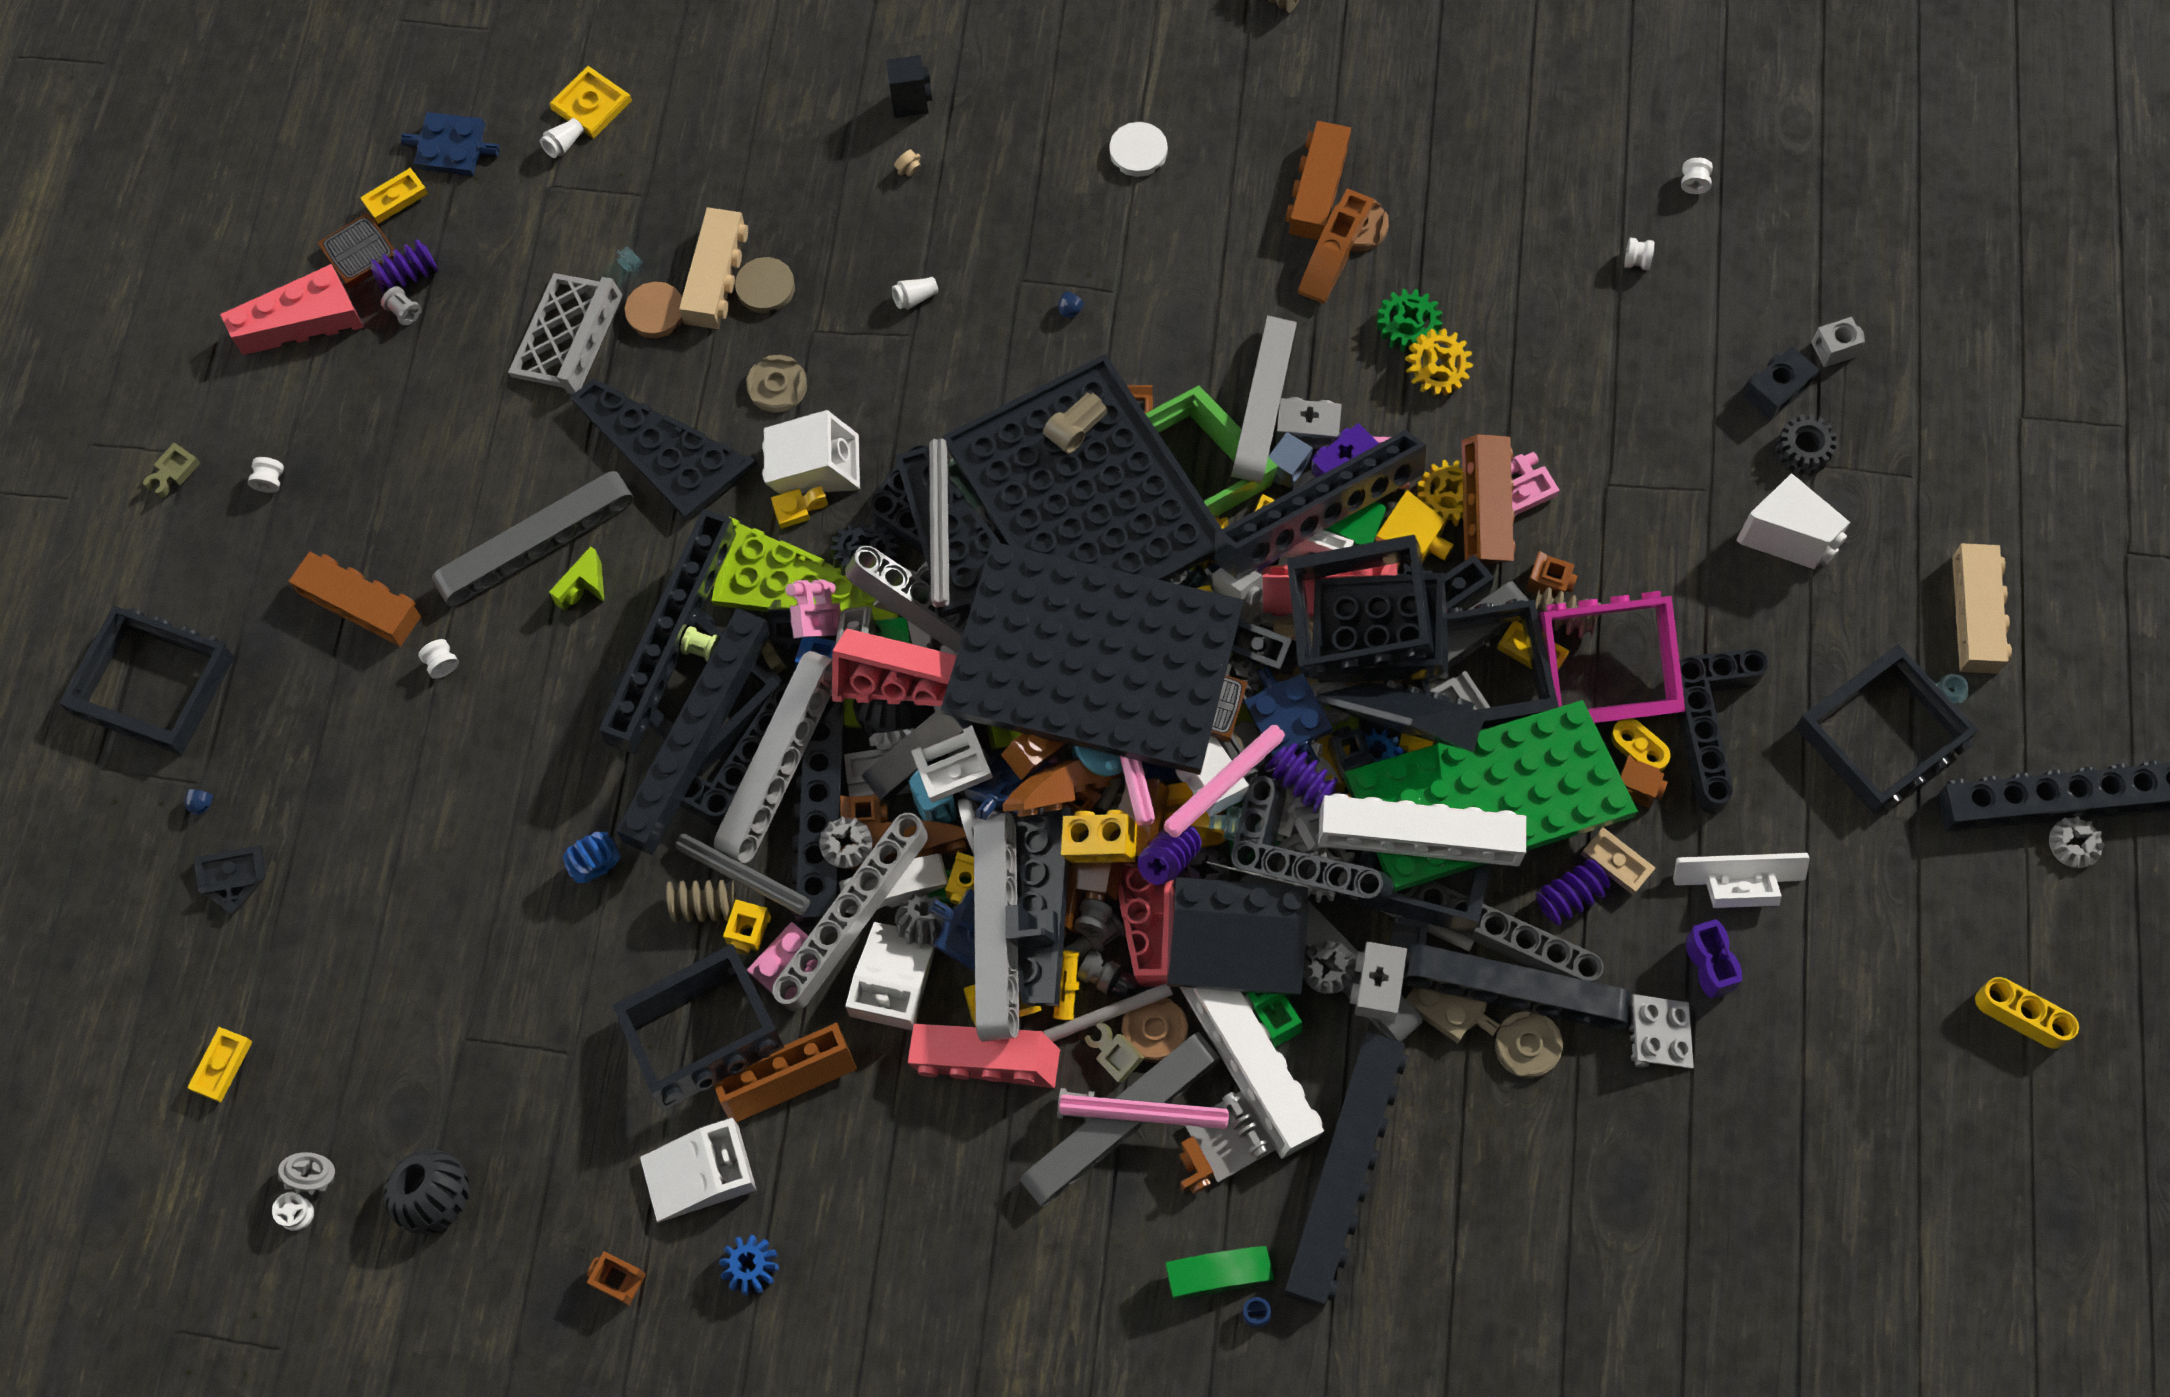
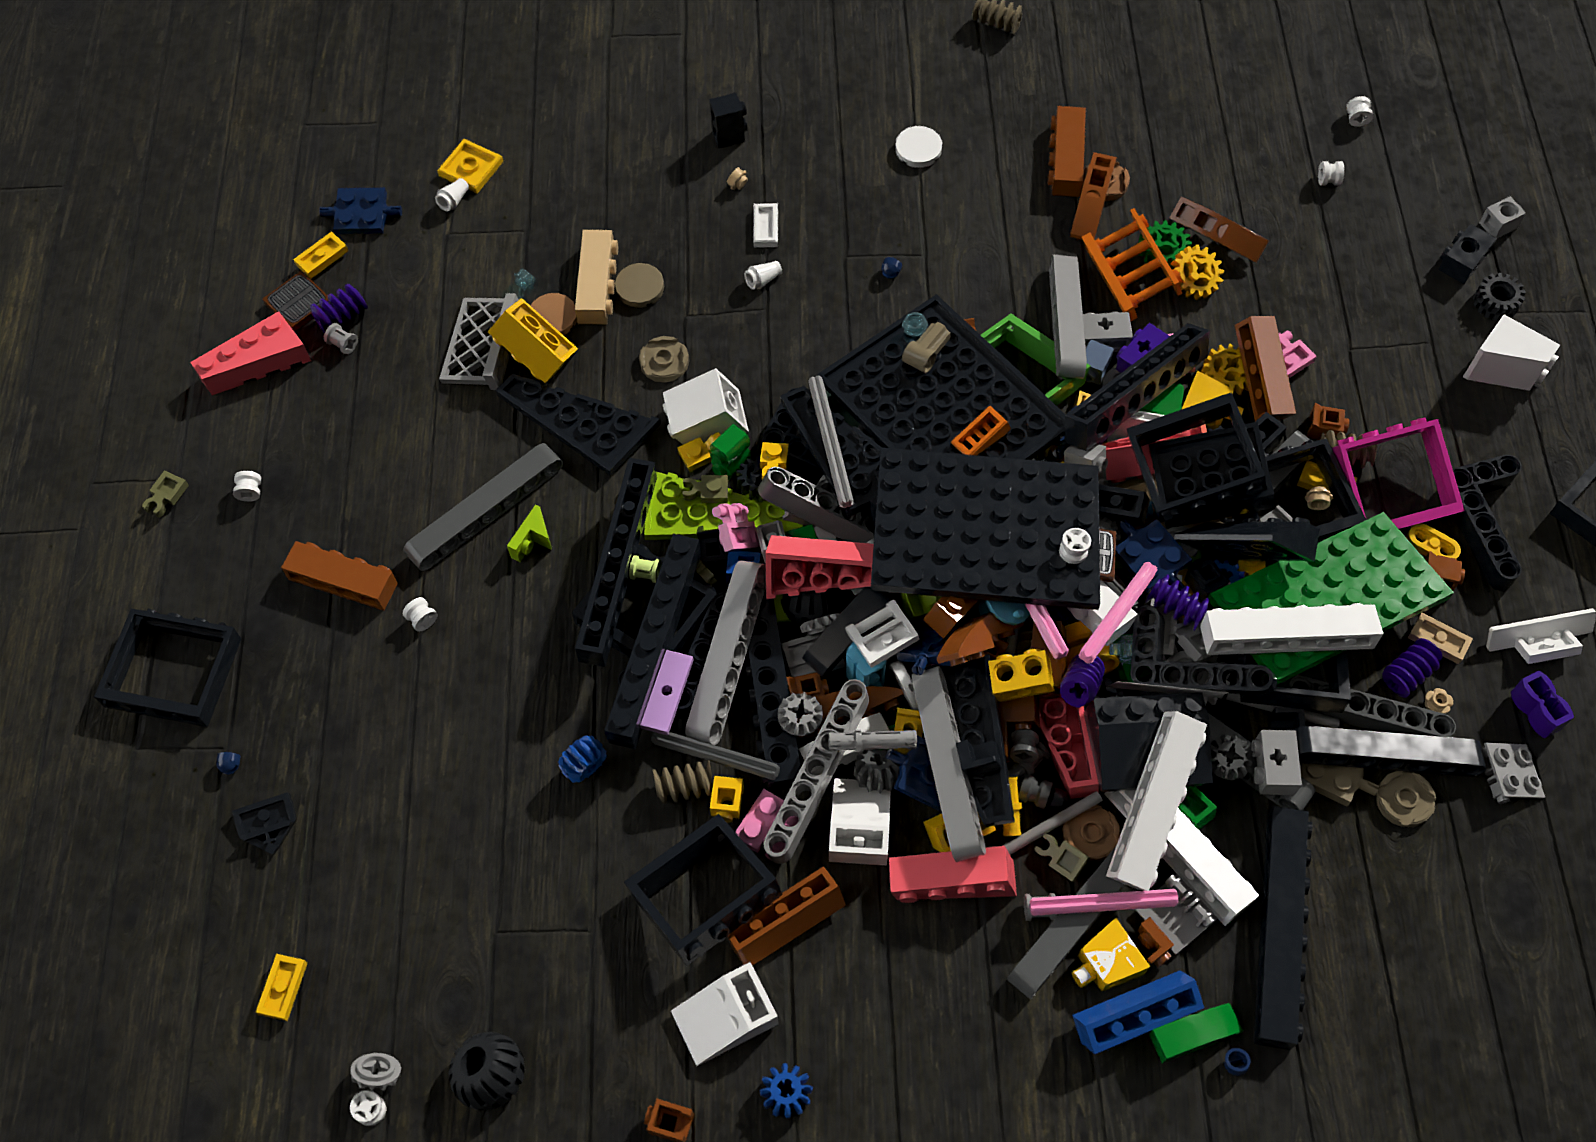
camera: 10 degrees left, 5 degrees down
(622, 341) = (532, 340): none -> yellow slope
(706, 778) = (670, 678): none -> lavender tile
(798, 556) = (710, 489): none -> olive plate
(827, 514) = (729, 451): none -> green brick
(876, 528) = (773, 456): none -> yellow plate
(904, 886) = (872, 740): none -> light grey pin
(931, 227) = (766, 225): none -> white tile
(1065, 384) = (915, 319): none -> clear light blue plate
(1109, 531) = (987, 416): none -> orange slope
(1140, 1176) = (1110, 959): none -> yellow torso
(1156, 1239) = (1138, 1011): none -> blue brick
(1185, 688) = (1075, 538): none -> white wheel
(1225, 1006) = (1157, 801): none -> white brick
(1332, 338) = (1108, 265): none -> orange fence
(1479, 310) = (1219, 229): none -> dark orange slope
(1505, 673) = (1318, 498): none -> tan plate
(1593, 944) = (1432, 704): none -> tan plate

